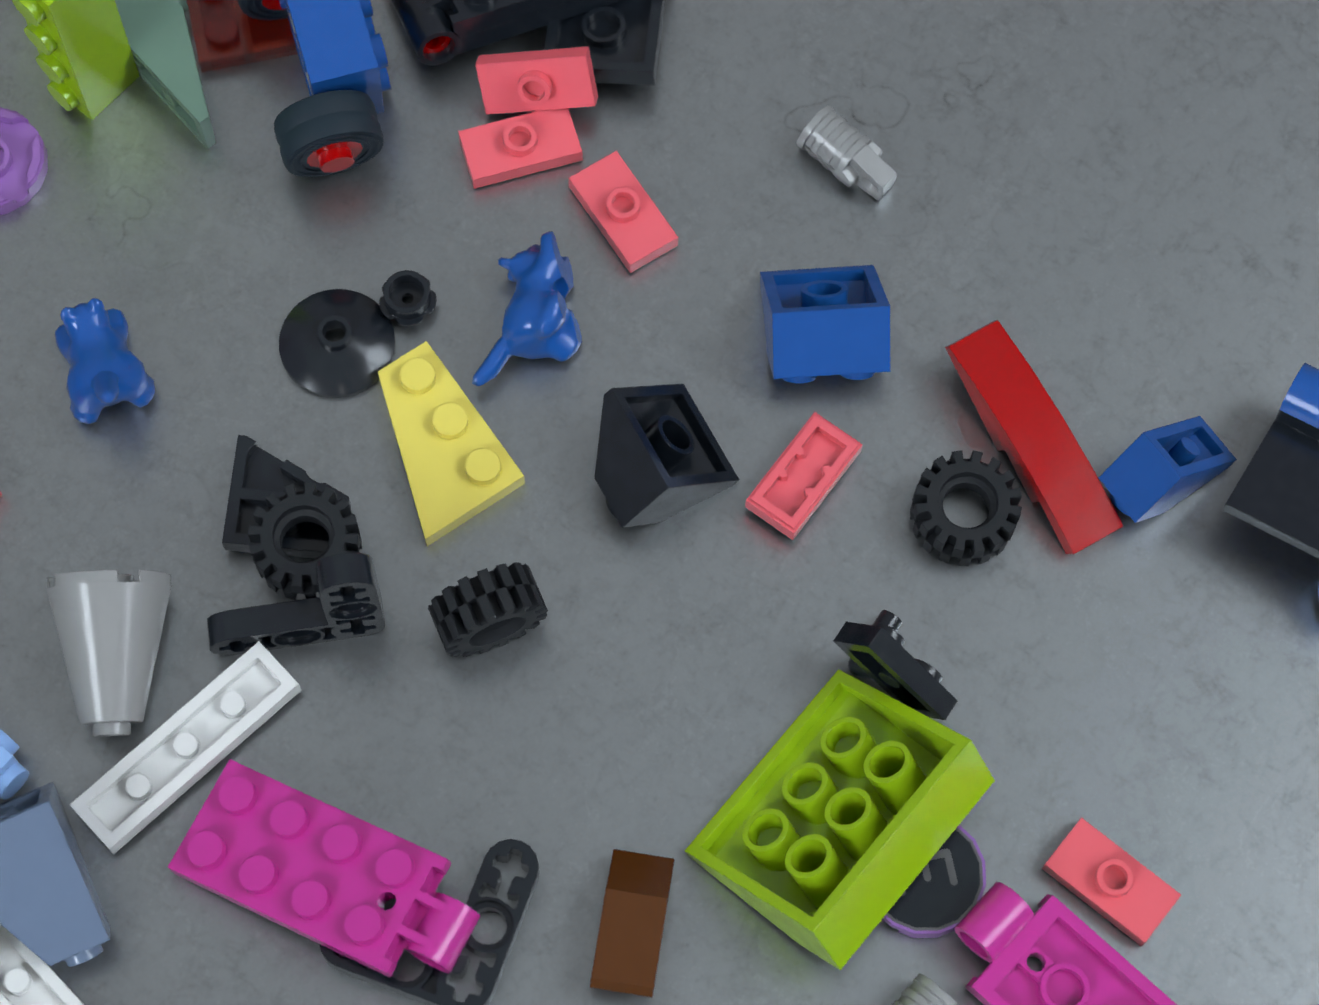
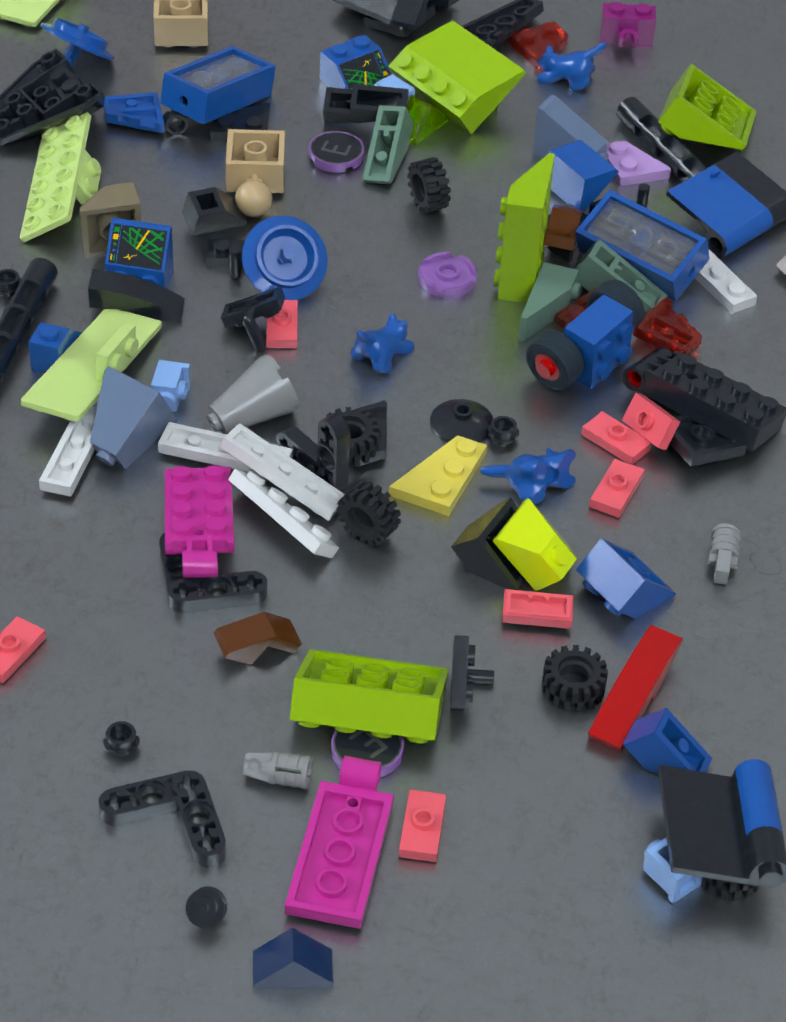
camera: 60 degrees right, 25 degrees down
(313, 689) = (282, 471): none -> white plate
(388, 734) = (289, 517): none -> white plate
(705, 404) = (535, 547): none -> neon yellow slope

